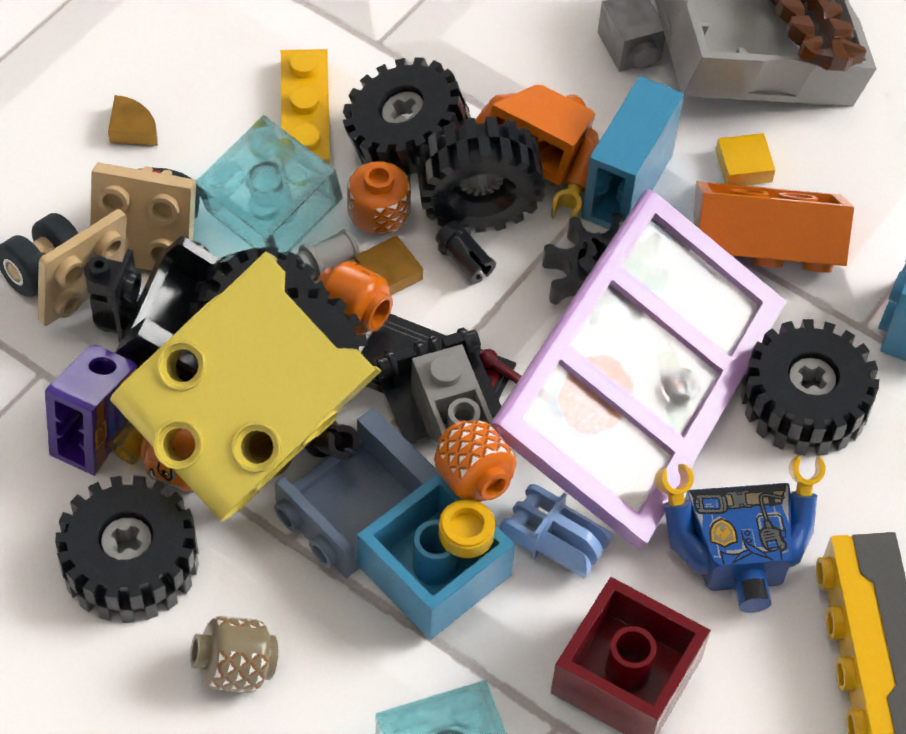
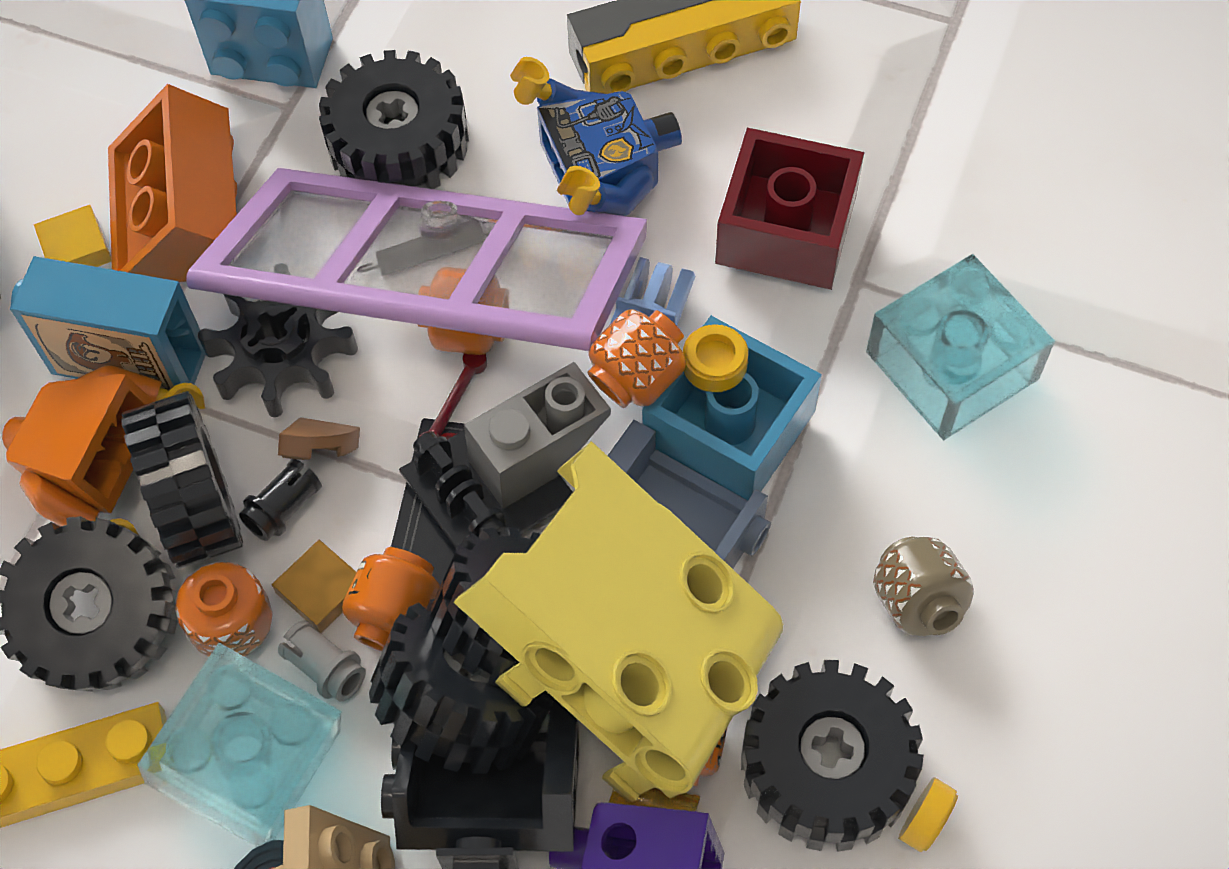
camera: 100 degrees left, 5 degrees up
(57, 600) = (929, 815): none -> yellow tile
(511, 280) = (310, 434): none -> medium nougat tile

